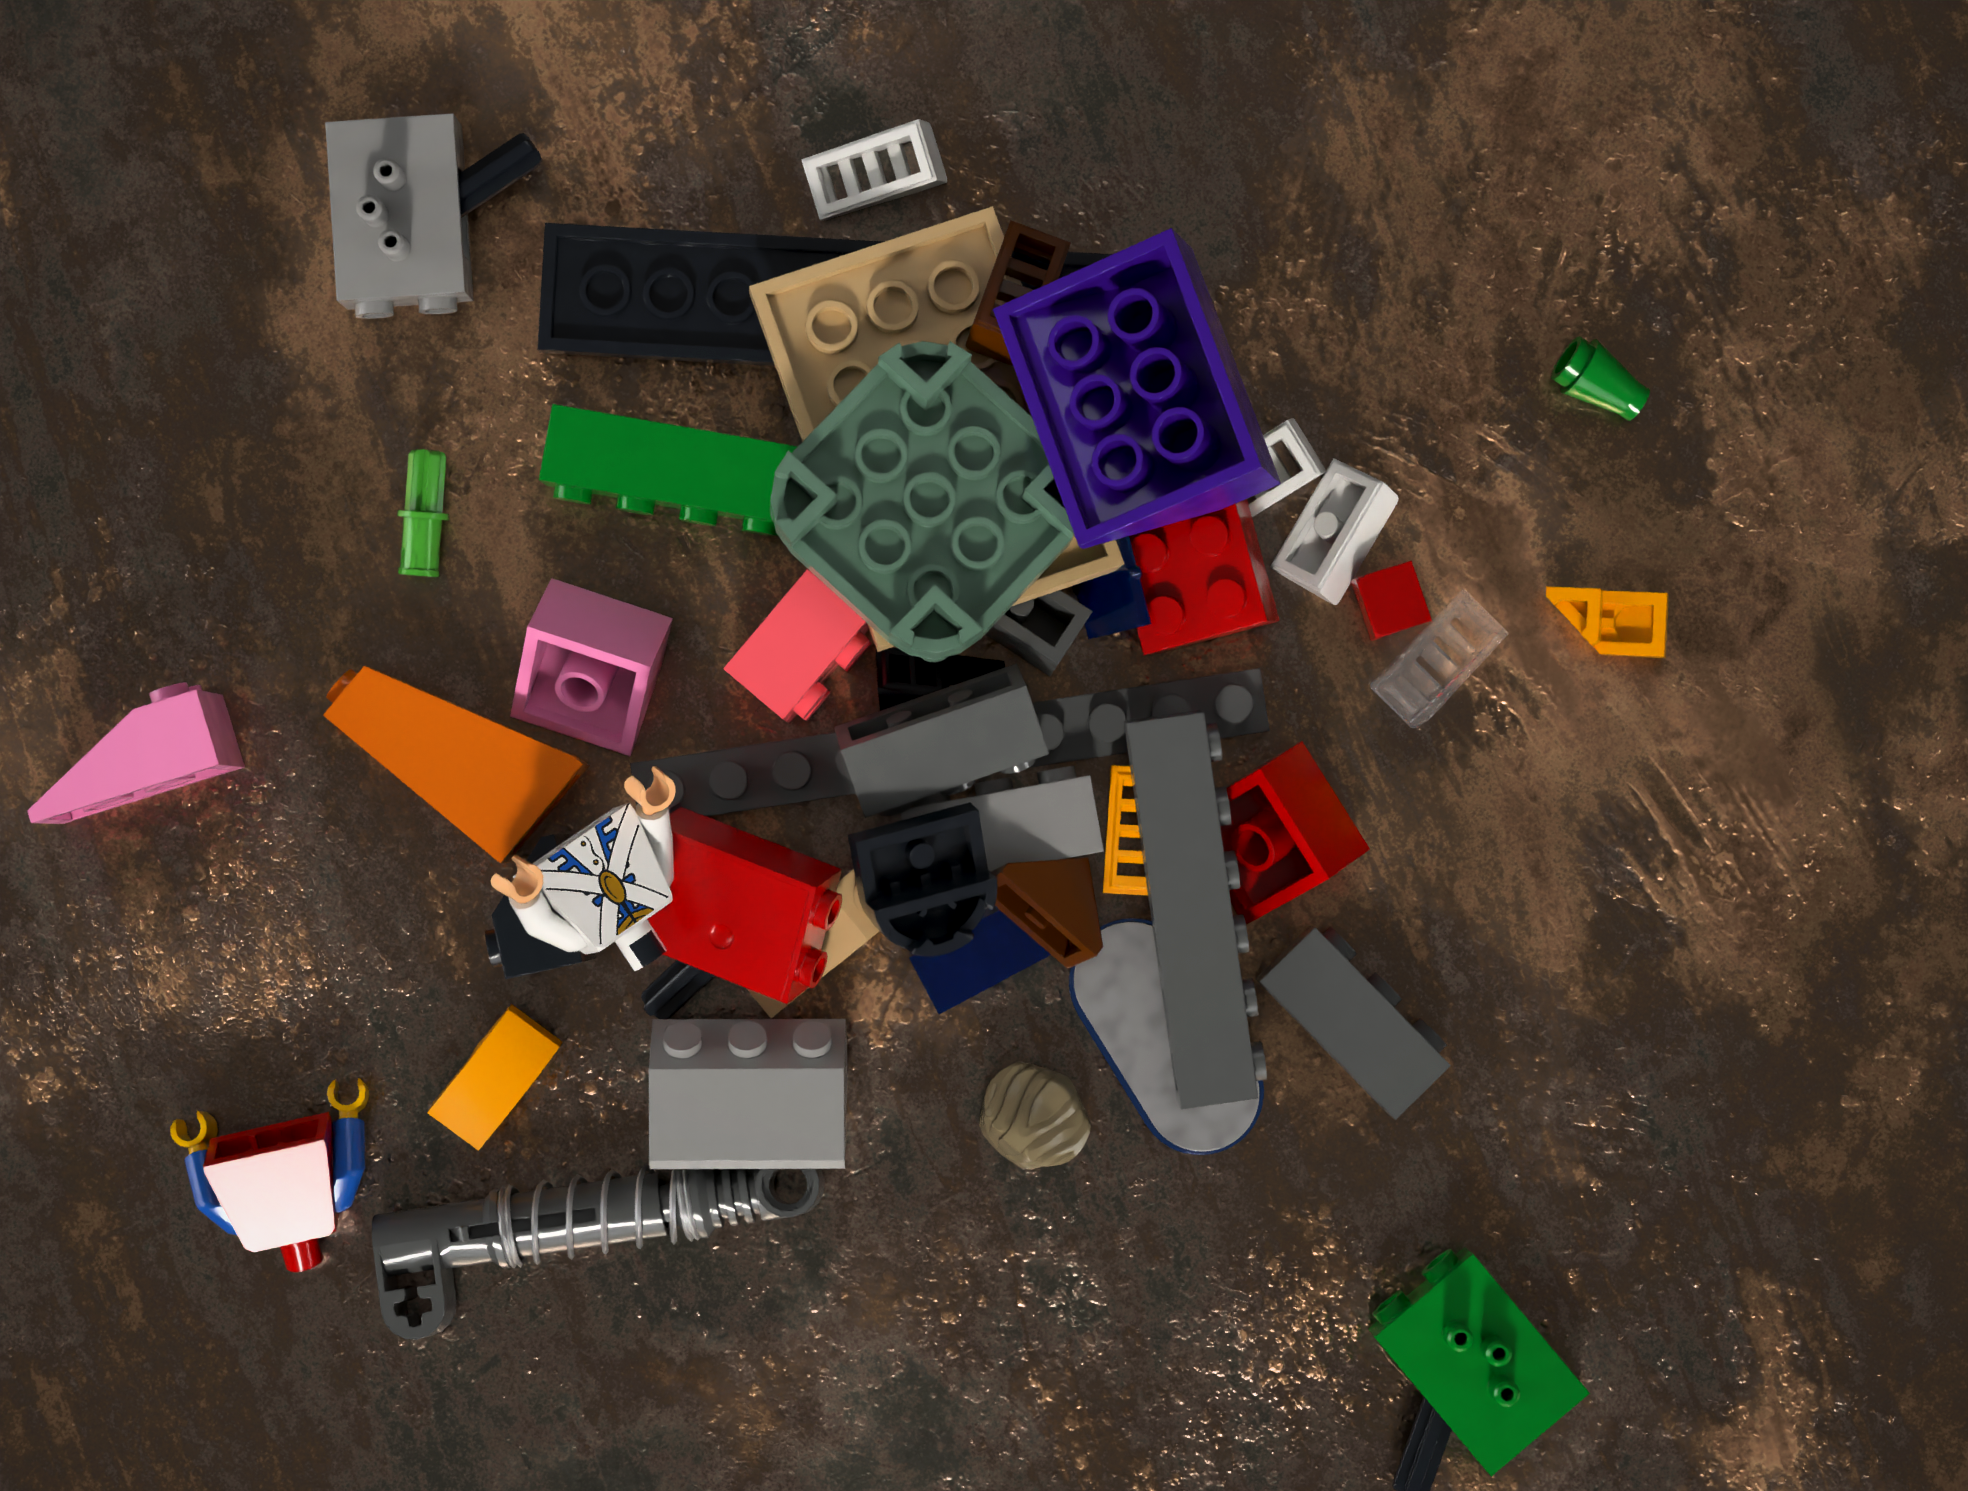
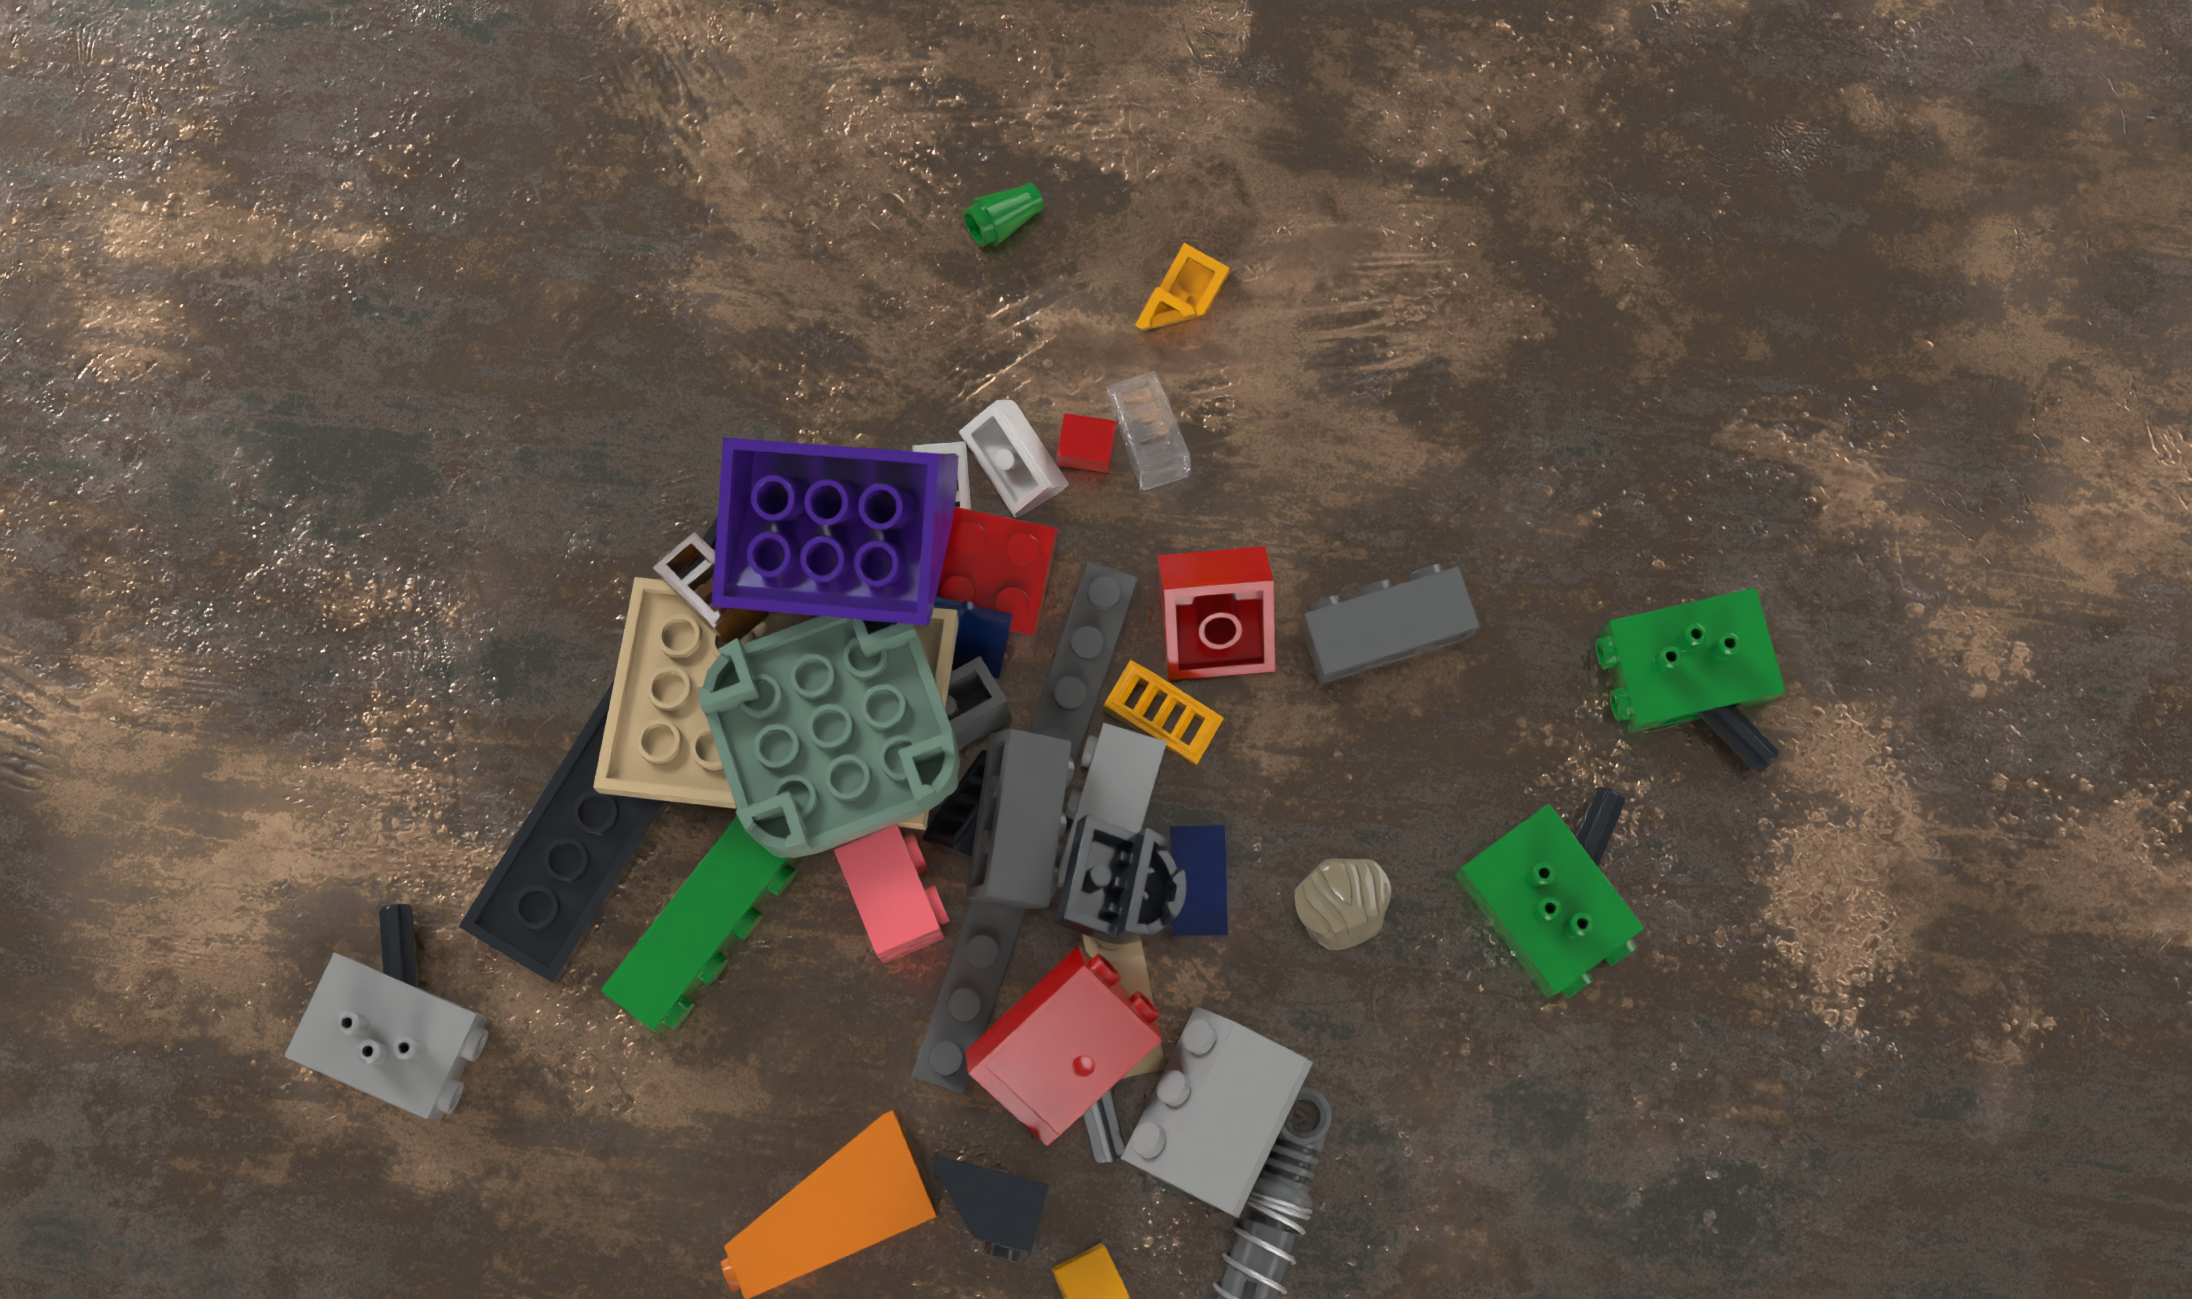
camera: 65 degrees left, 10 degrees down
(423, 513) = (630, 1140): bright green axle -> none
(590, 666) = (819, 1069): bright pink slope -> none
(603, 879) = (991, 1129): torso -> none
(927, 155) = (542, 634): white slope -> none
(1053, 906) = (1190, 801): reddish brown slope -> none
(1125, 1015) = (1330, 771): flat silver tile -> none
(1149, 1330) = (1551, 897): none -> green piece
(1192, 908) = (1244, 695): dark grey brick -> none

